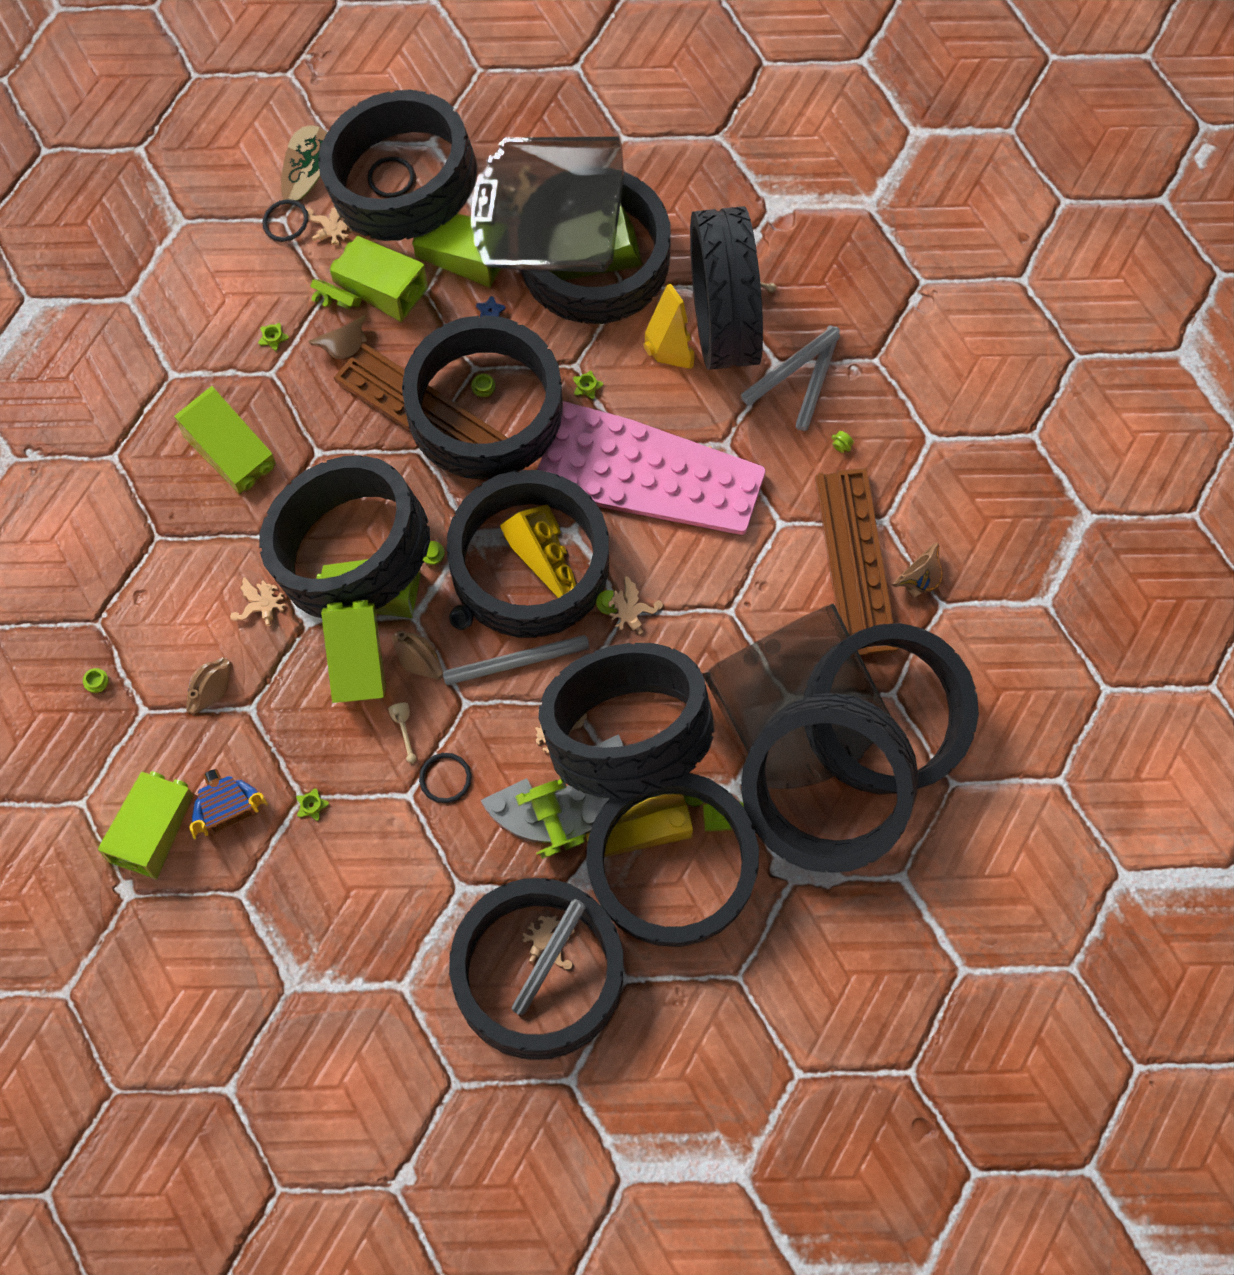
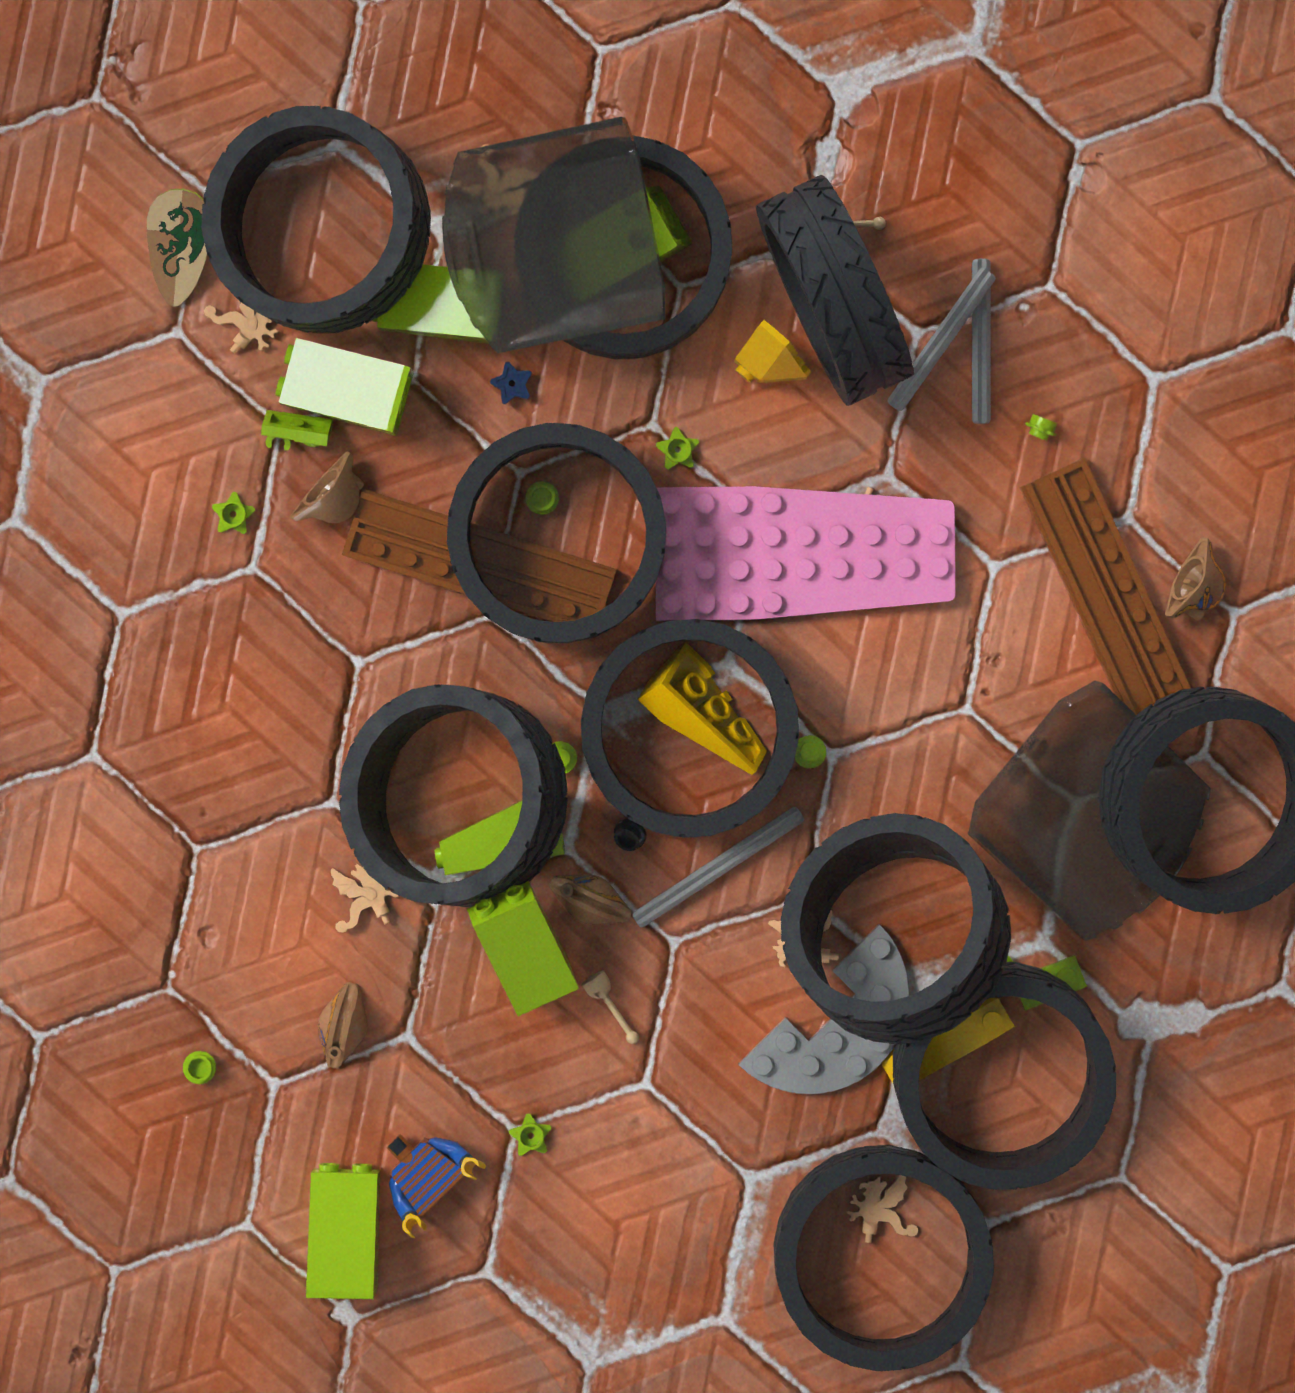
camera: 15 degrees left, 20 degrees up
(224, 440) = (238, 697): lime slope -> none
(277, 204) = (153, 335): black piece -> none
(386, 159) = (331, 221): black piece -> none
(450, 799) = (678, 1077): black piece -> none
(547, 809) = (819, 1048): lime piece -> none
(548, 957) = (893, 1242): light grey axle -> none
(628, 610) = (840, 756): light nougat piece -> none
(802, 848) = (1181, 1002): black tyre -> none

